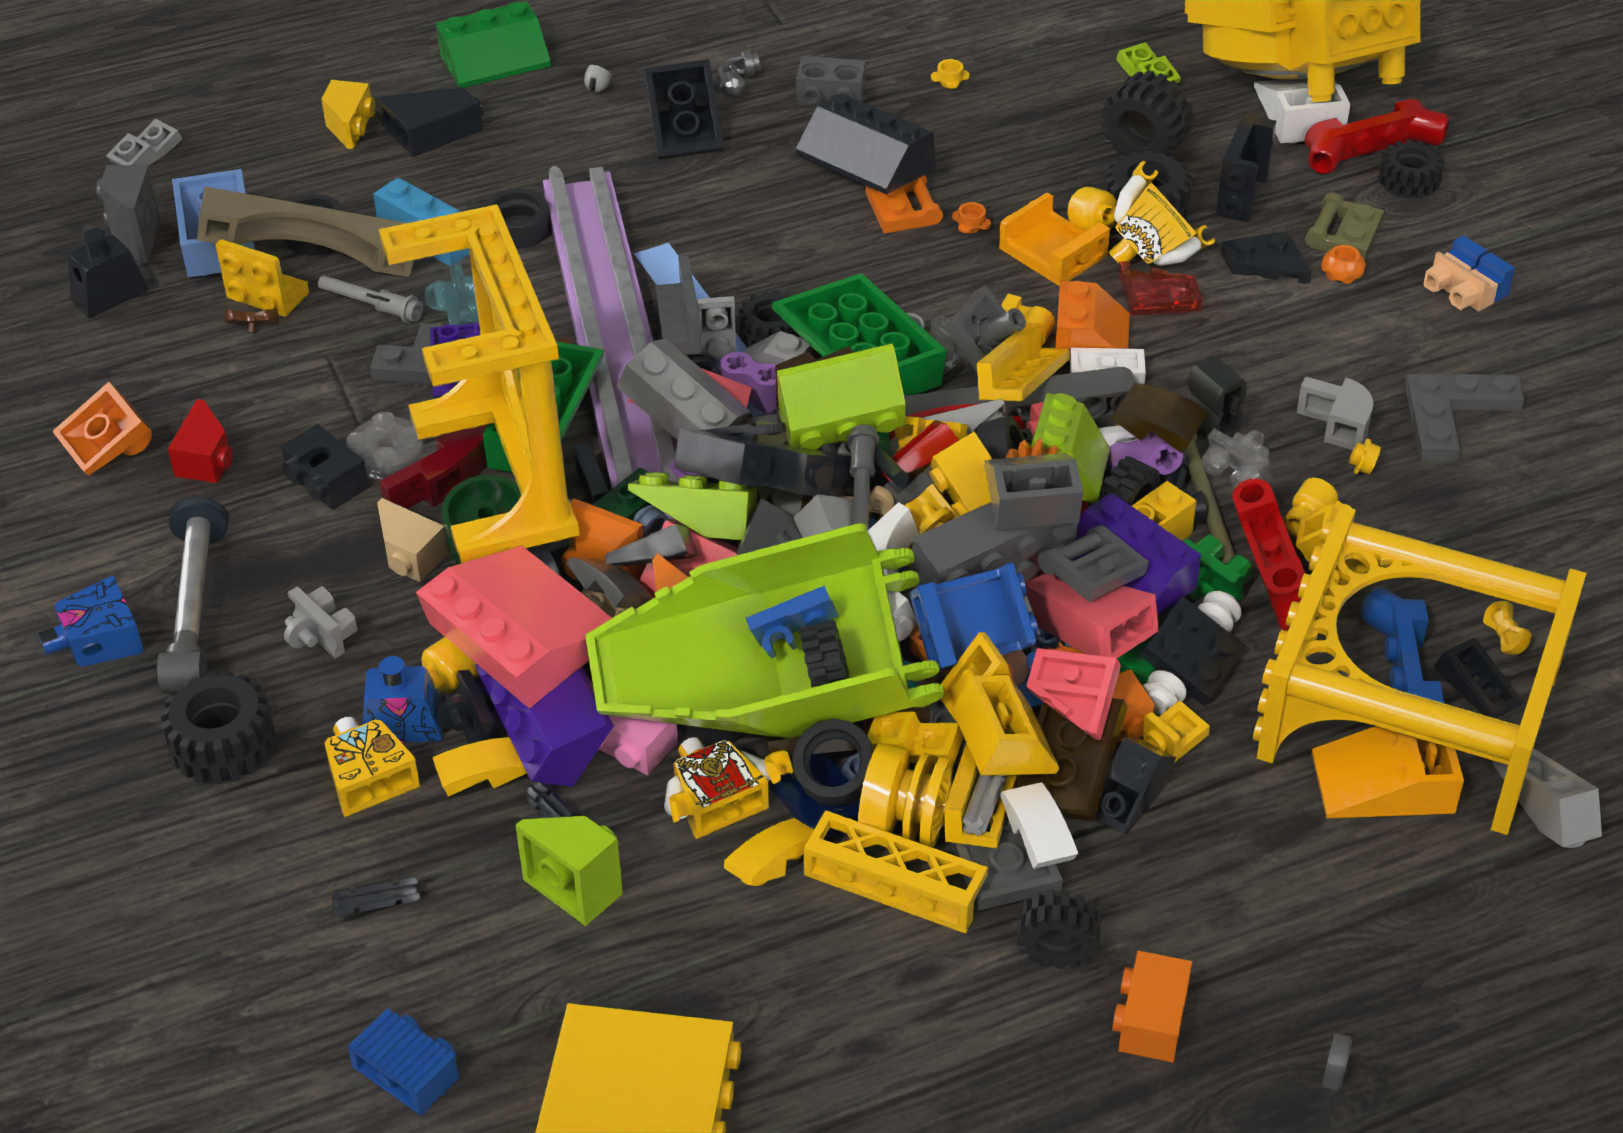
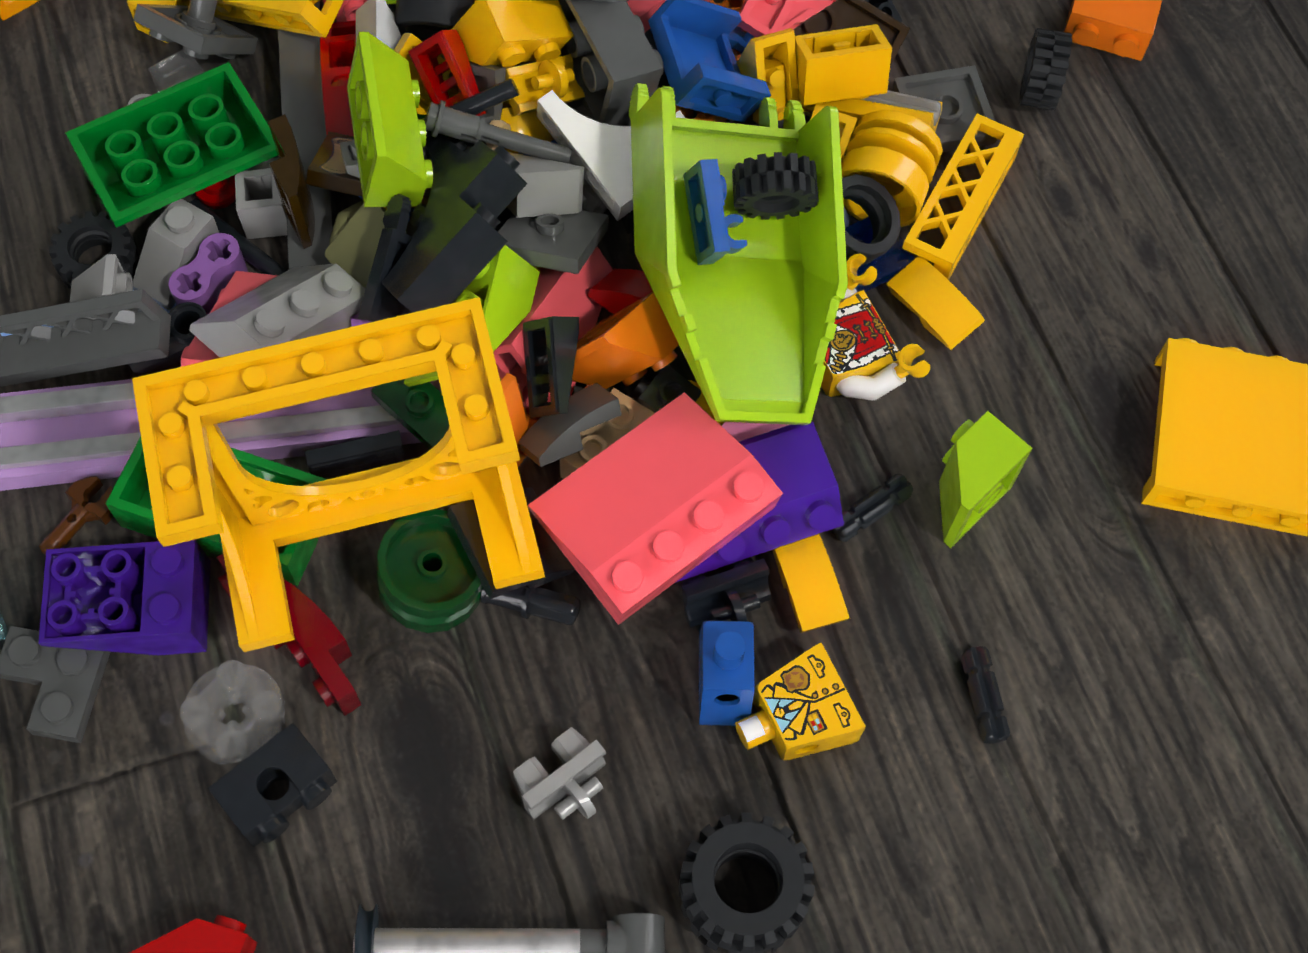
camera: 90 degrees left, 20 degrees up
(404, 1060) = (1210, 653): blue brick -> none
(411, 541) = (431, 674): tan slope -> none
(443, 663) = (656, 624): yellow head -> none
(1041, 825) = (920, 64): white slope -> none

